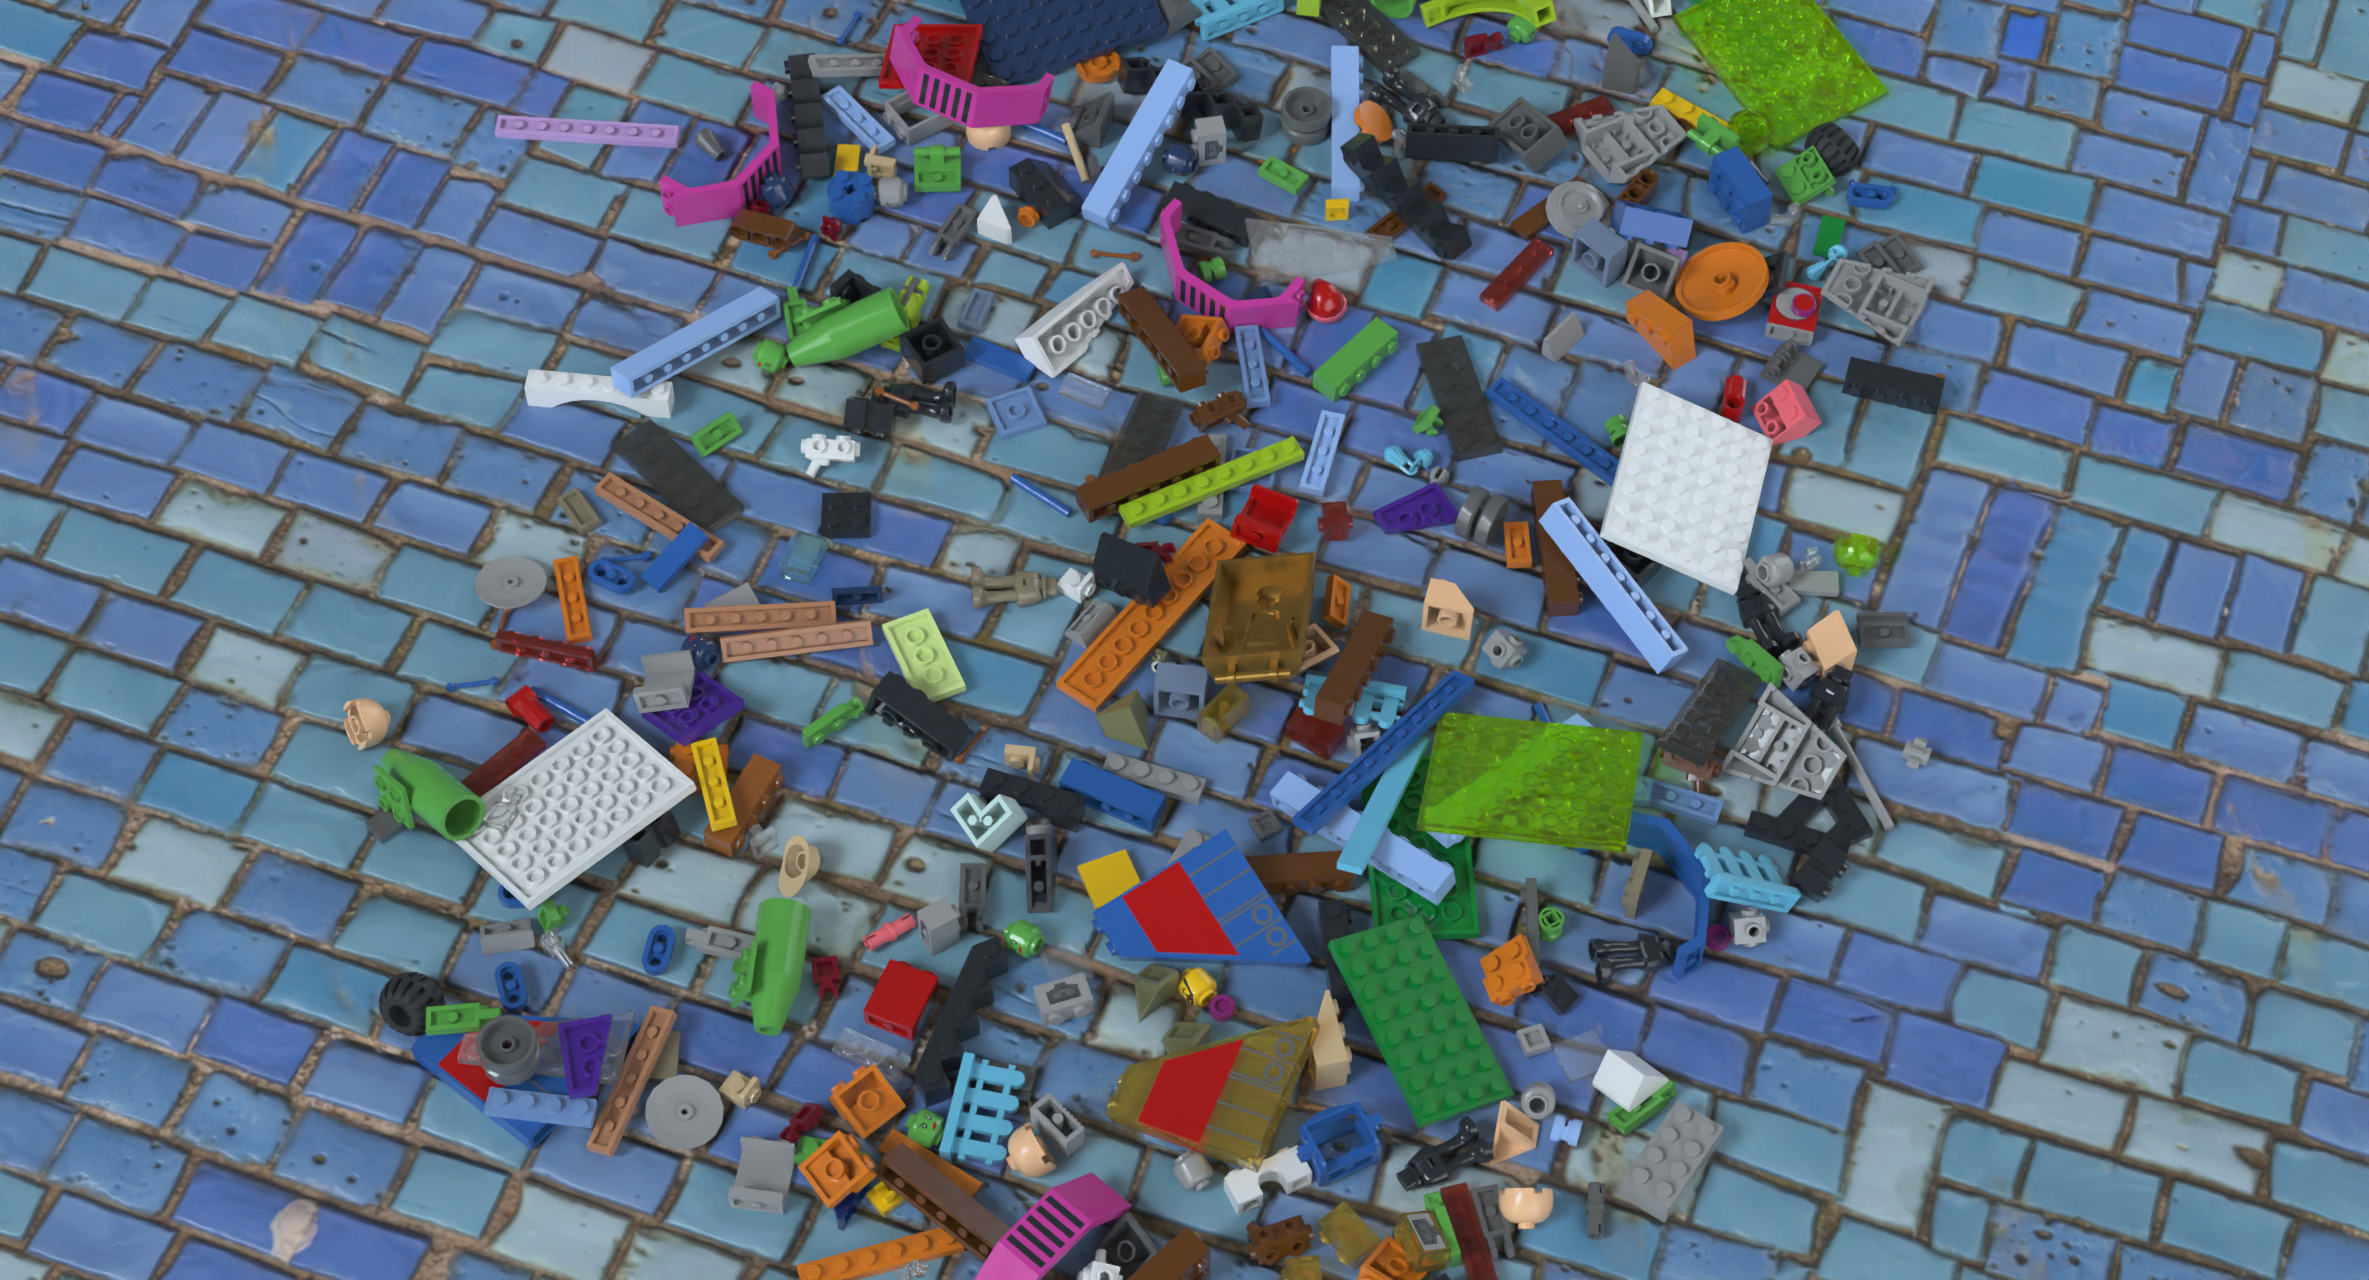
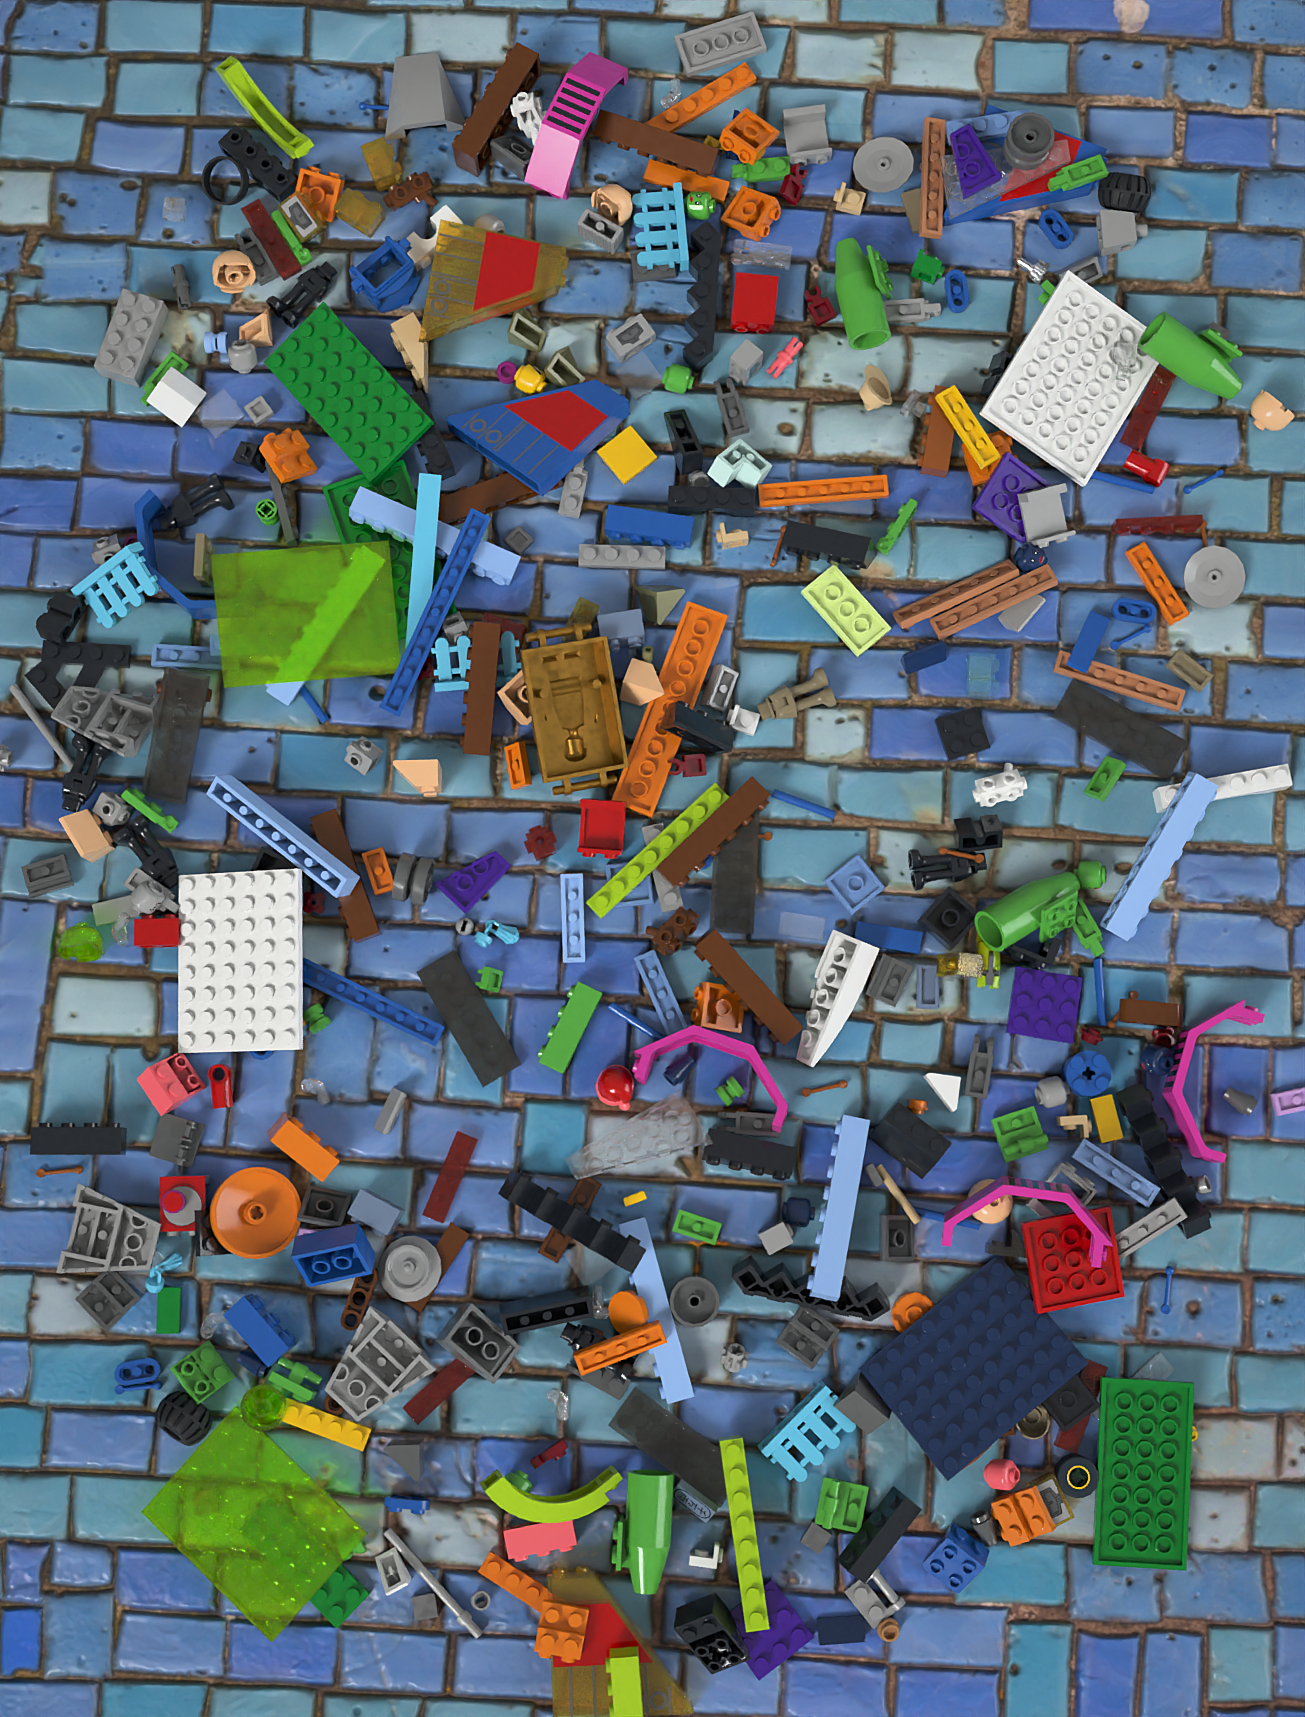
camera: 165 degrees right, 25 degrees up
(442, 960) = (1117, 231): none -> light grey torso
(682, 982) = (927, 268): none -> green brick
(869, 256) = (1043, 1005): none -> dark purple plate
(897, 780) = (823, 491): none -> orange plate
(939, 299) = (959, 966): none -> clear yellow brick
(1013, 320) = (888, 980): none -> dark grey plate
(1175, 641) = (640, 683): none -> light nougat slope
(1276, 69) = (734, 1357): none -> light grey gear
(1390, 90) = (619, 1347): none -> orange tile
(1769, 540) = (157, 932): none -> red brick

